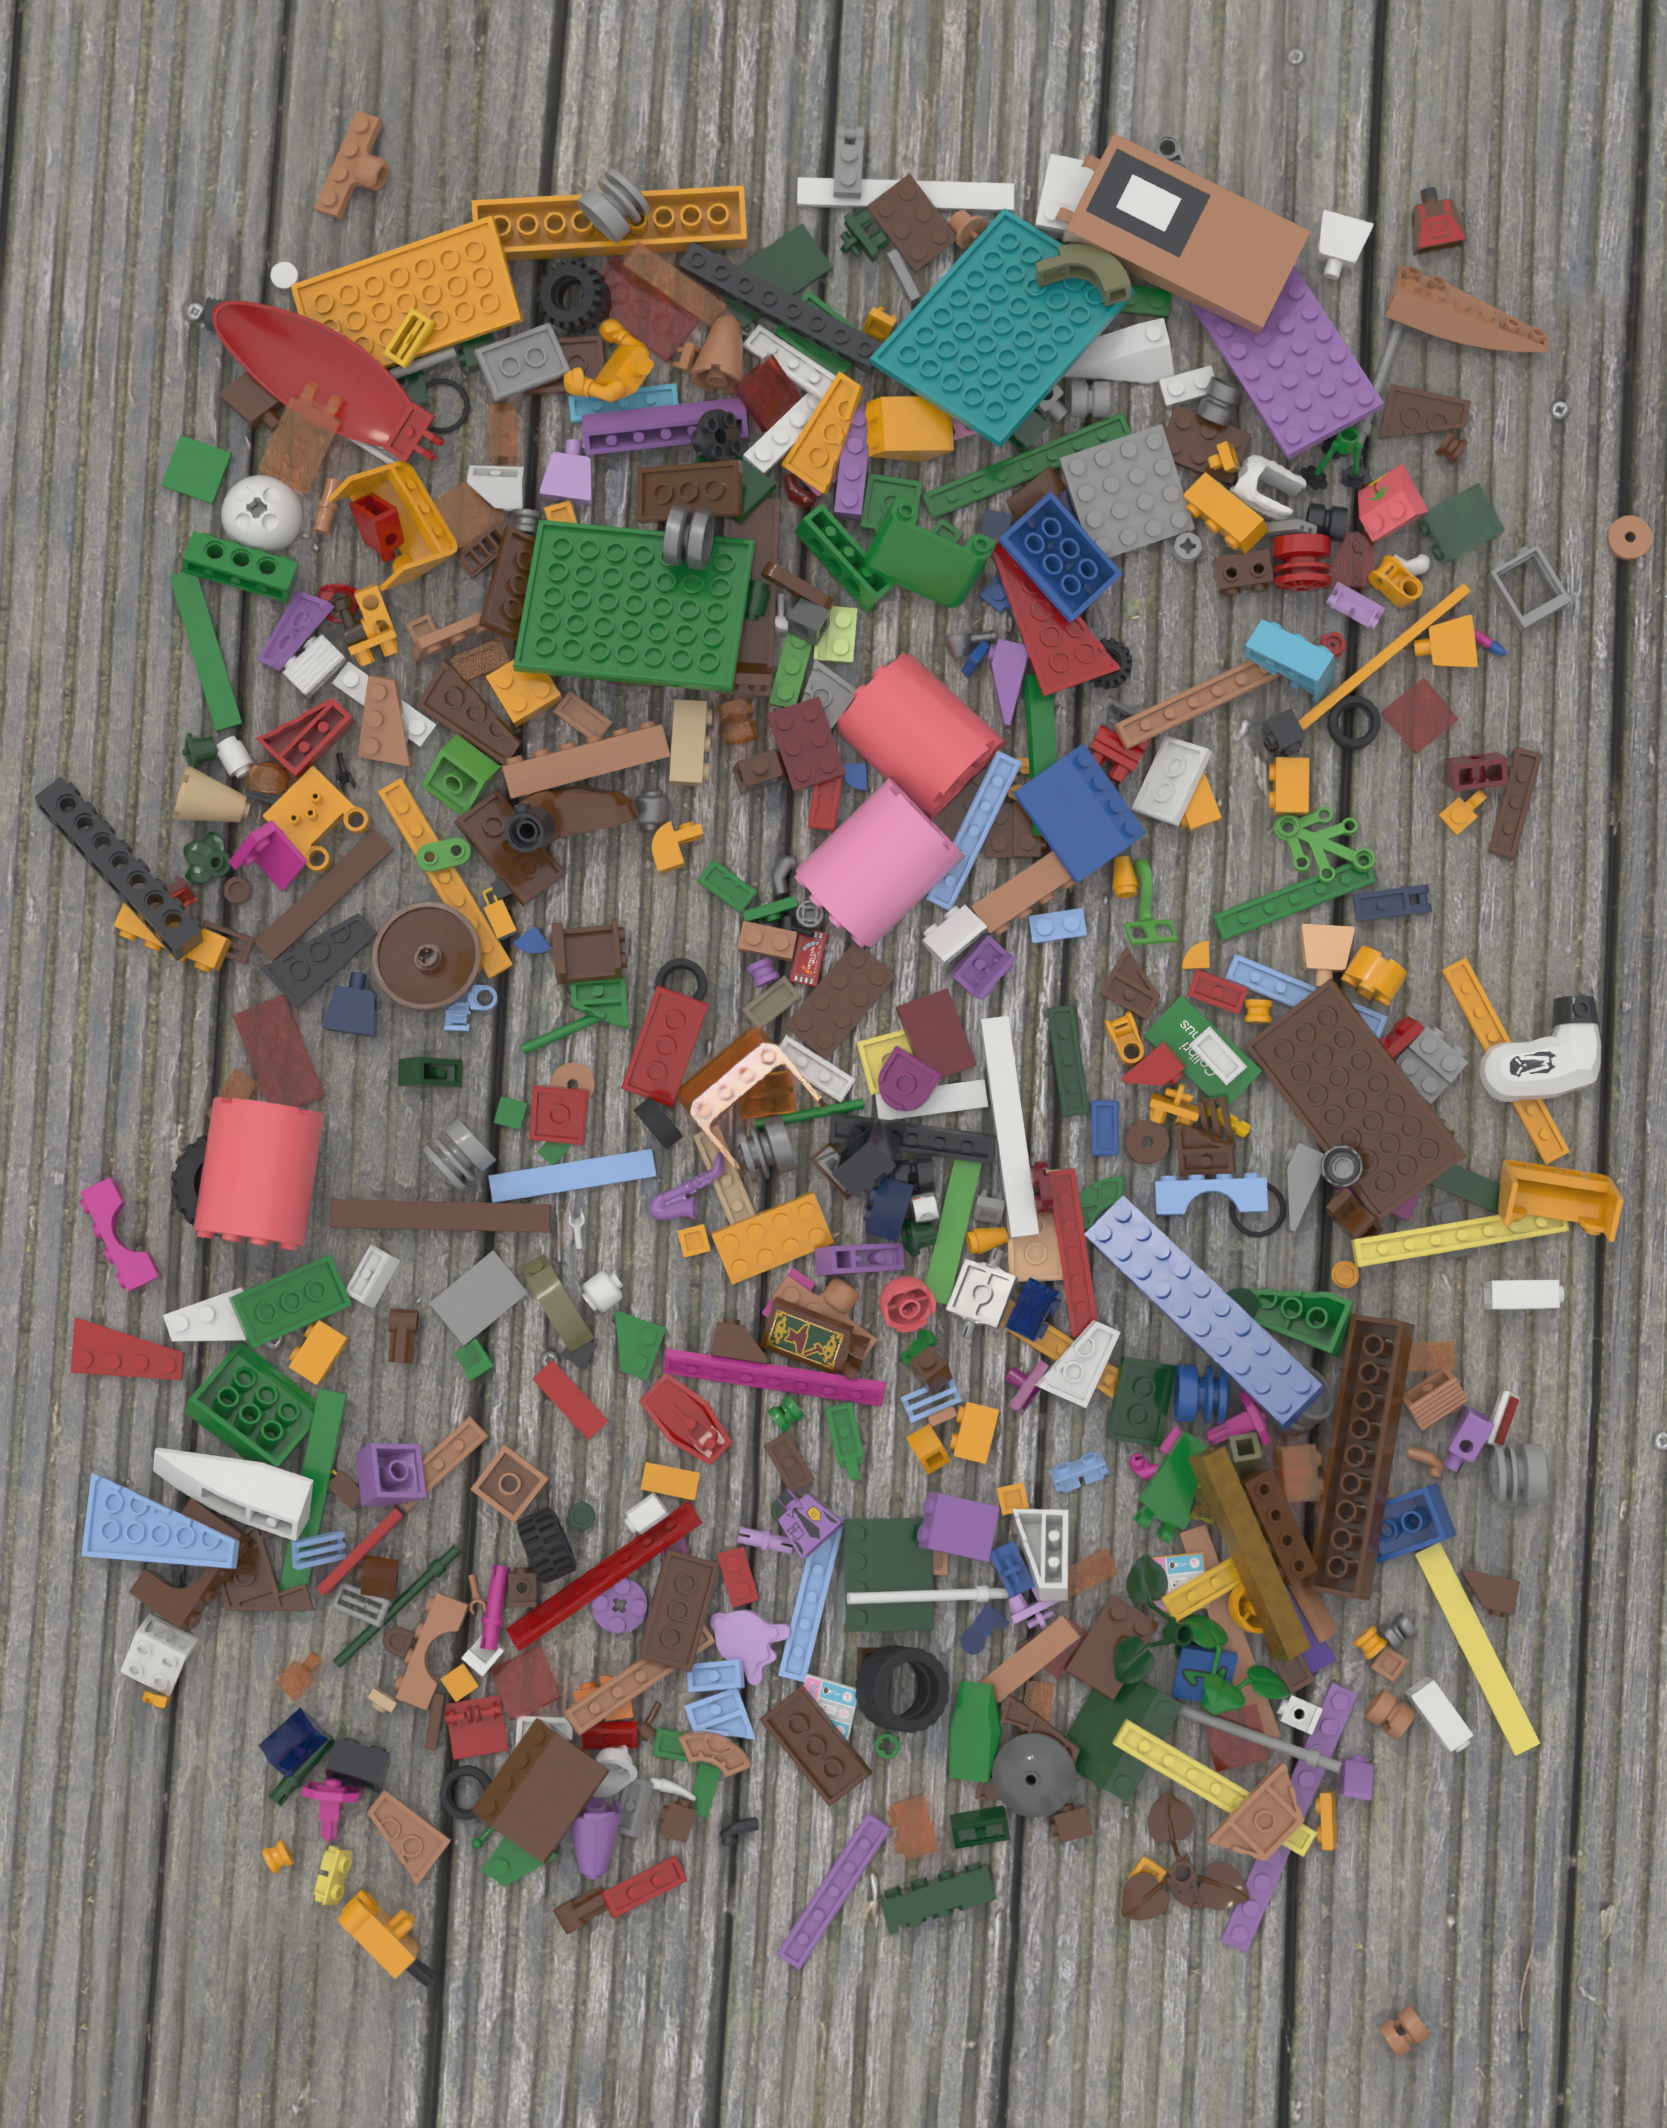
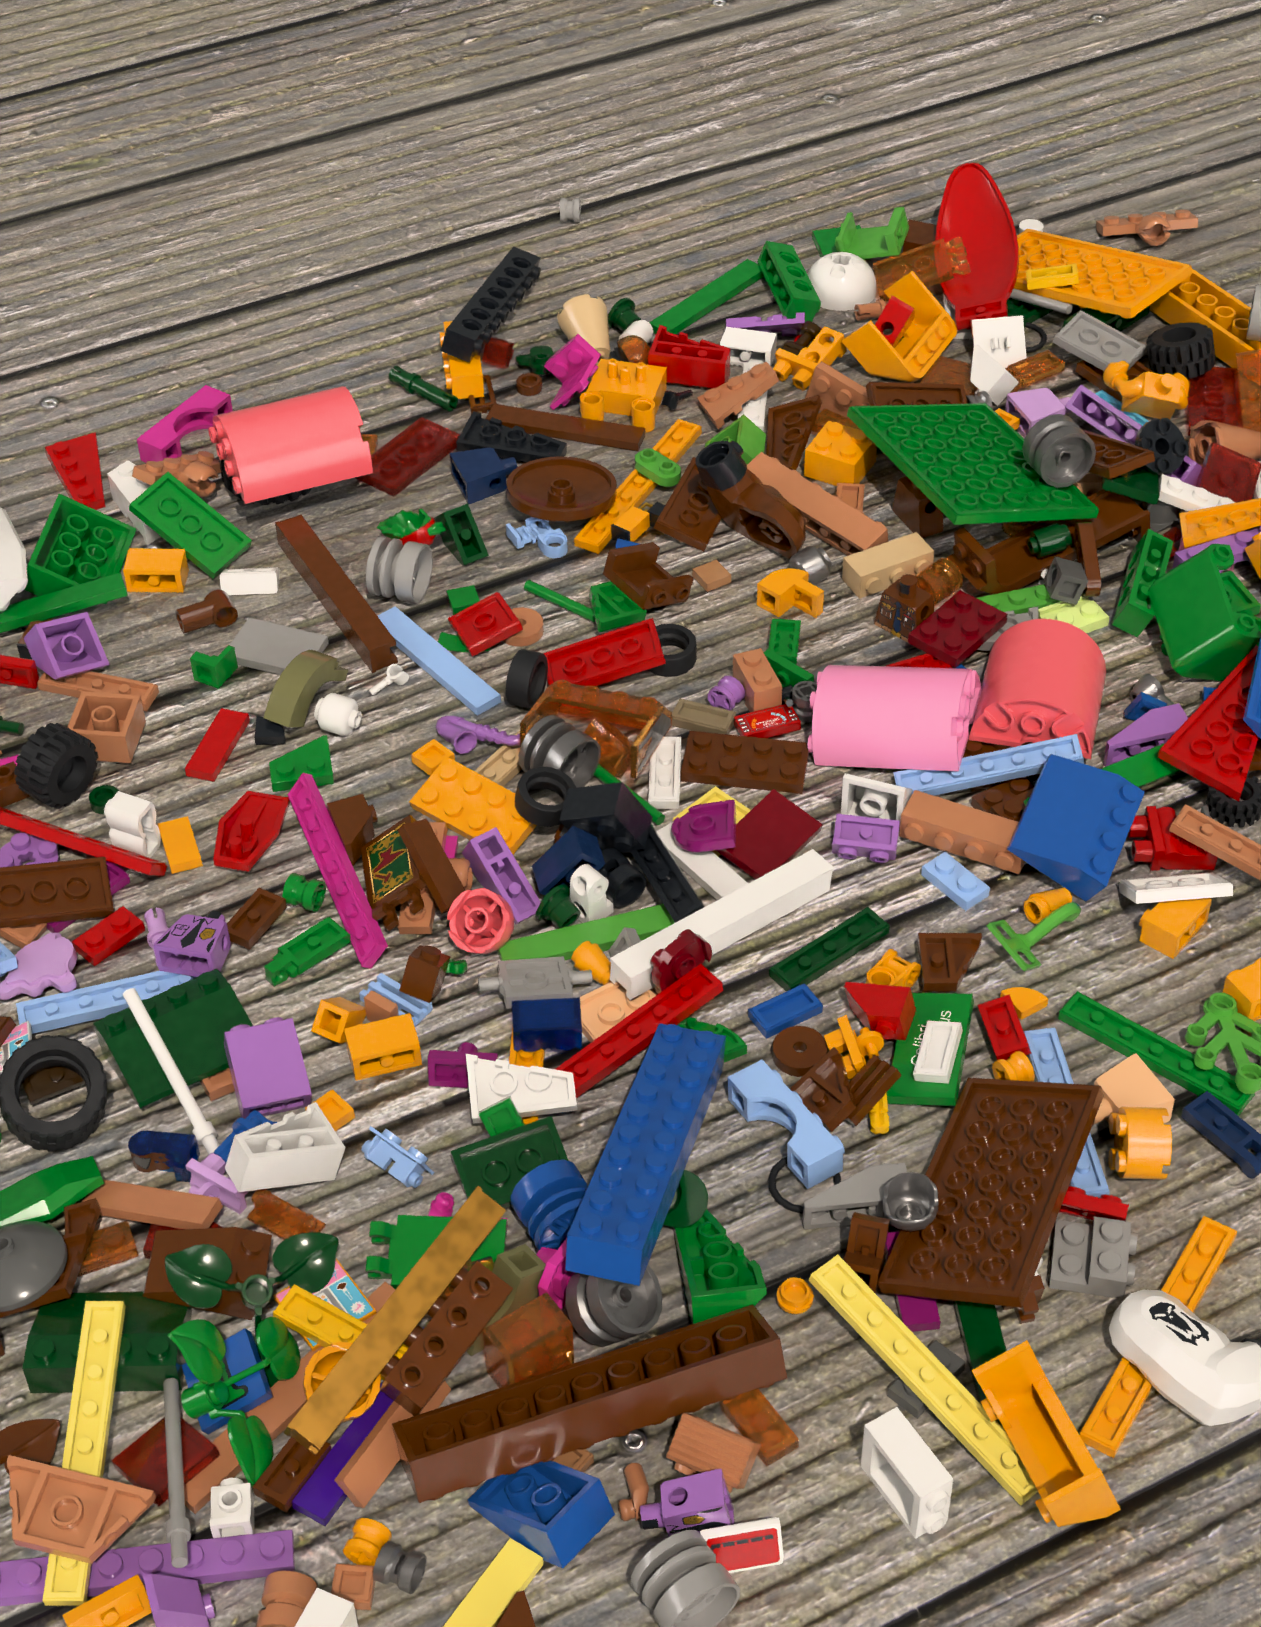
camera: 60 degrees right, 40 degrees down
(188, 992) = (416, 385): none -> dark green pin
(206, 1273) = (188, 469): none -> nougat plate
(228, 449) = (873, 241): none -> bright green panel
(405, 1117) = (411, 527): none -> green hair
(457, 443) = (1001, 338): none -> white piece
(605, 891) = (711, 575): none -> medium nougat tile
(804, 1207) = (543, 778): none -> black tyre
(842, 1313) = (432, 863): none -> reddish brown tile
(1101, 1389) = (501, 1117): none -> green tile

